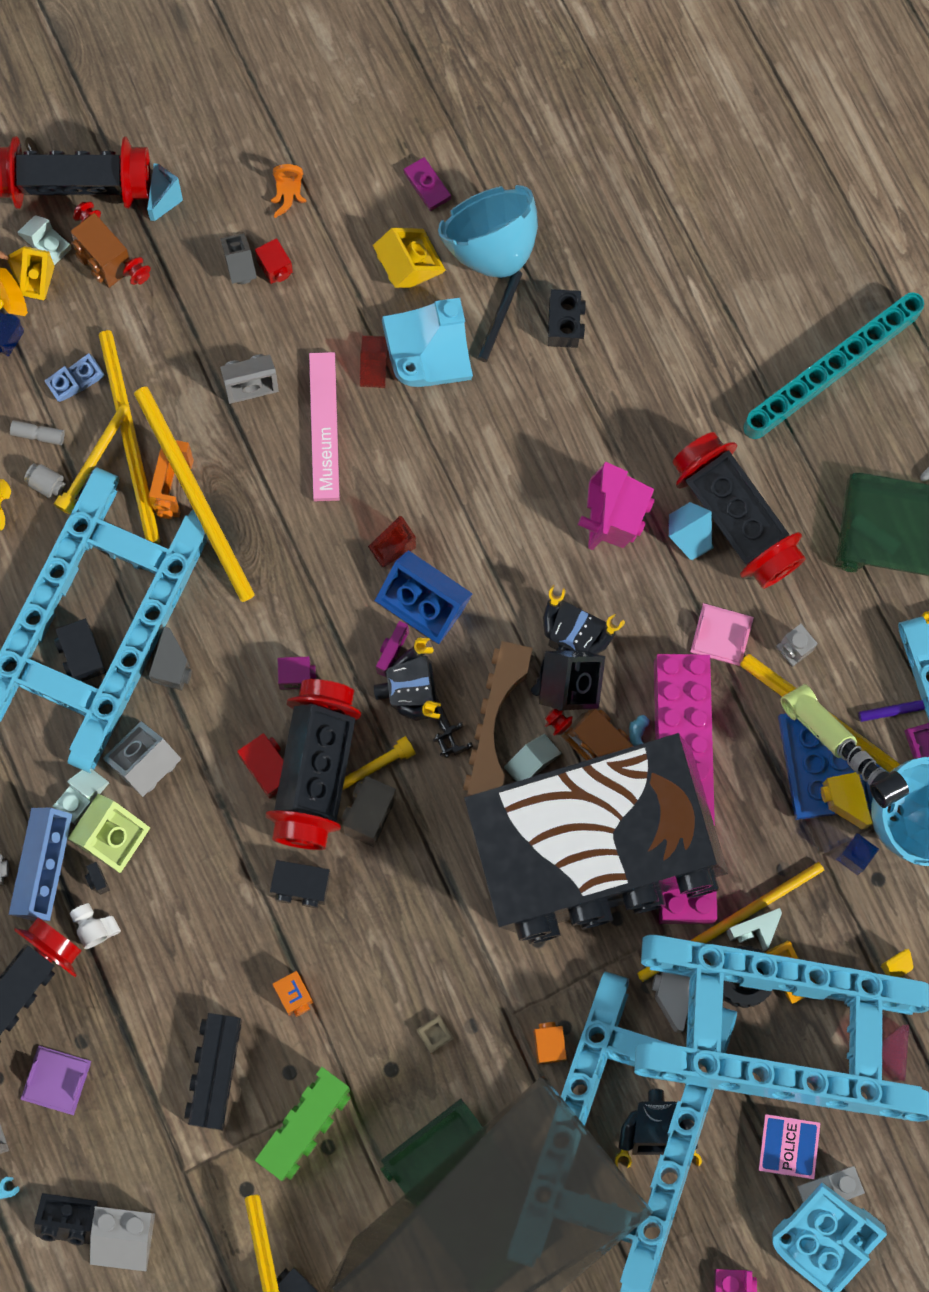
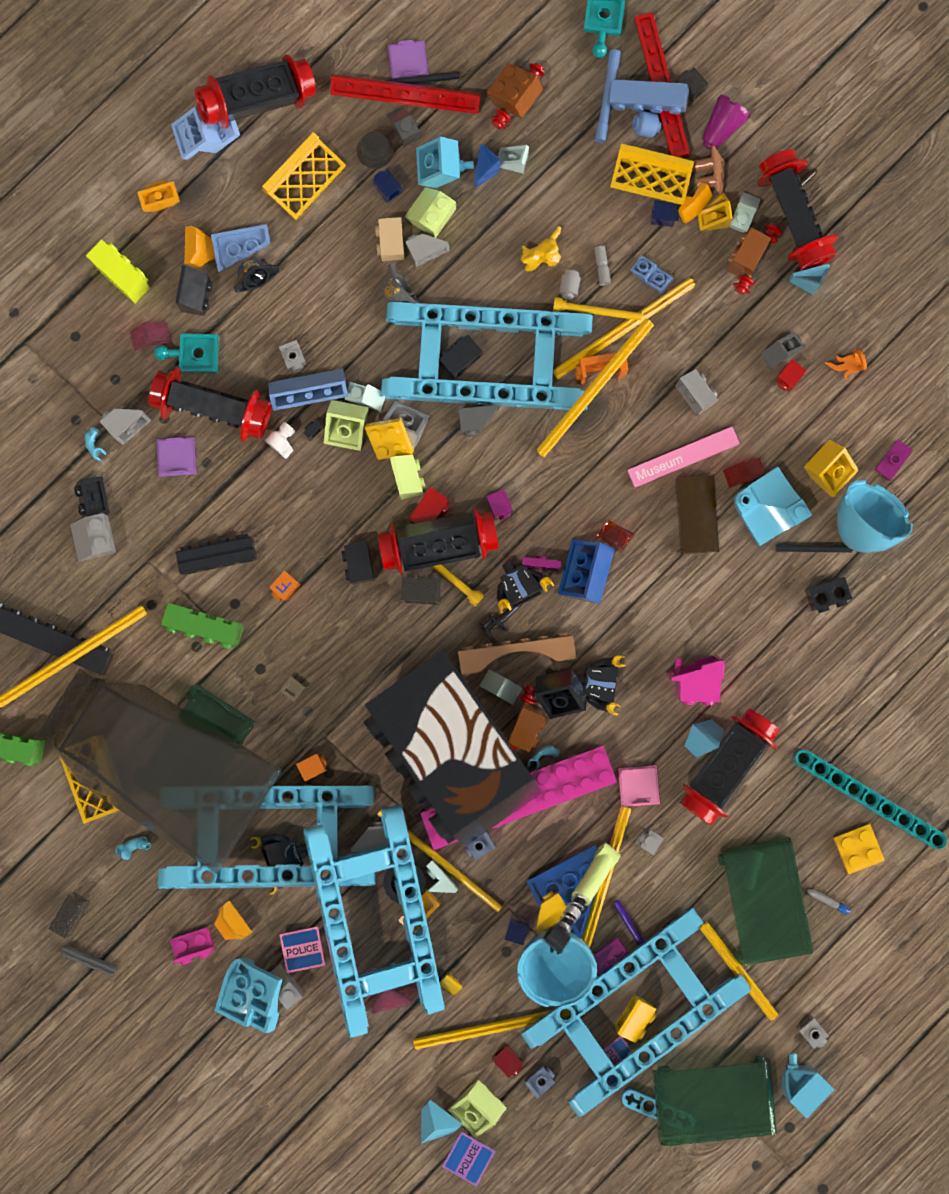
camera: 75 degrees right, 10 degrees up
(152, 779) = (389, 438): none -> yellow plate
(210, 777) = (407, 477): none -> yellowish green slope
(403, 437) = (697, 514): none -> dark brown slope
(721, 1233) = (231, 923): none -> light orange slope
(735, 850) = (487, 844): none -> sand blue brick
(890, 401) = (858, 848): none -> yellow plate

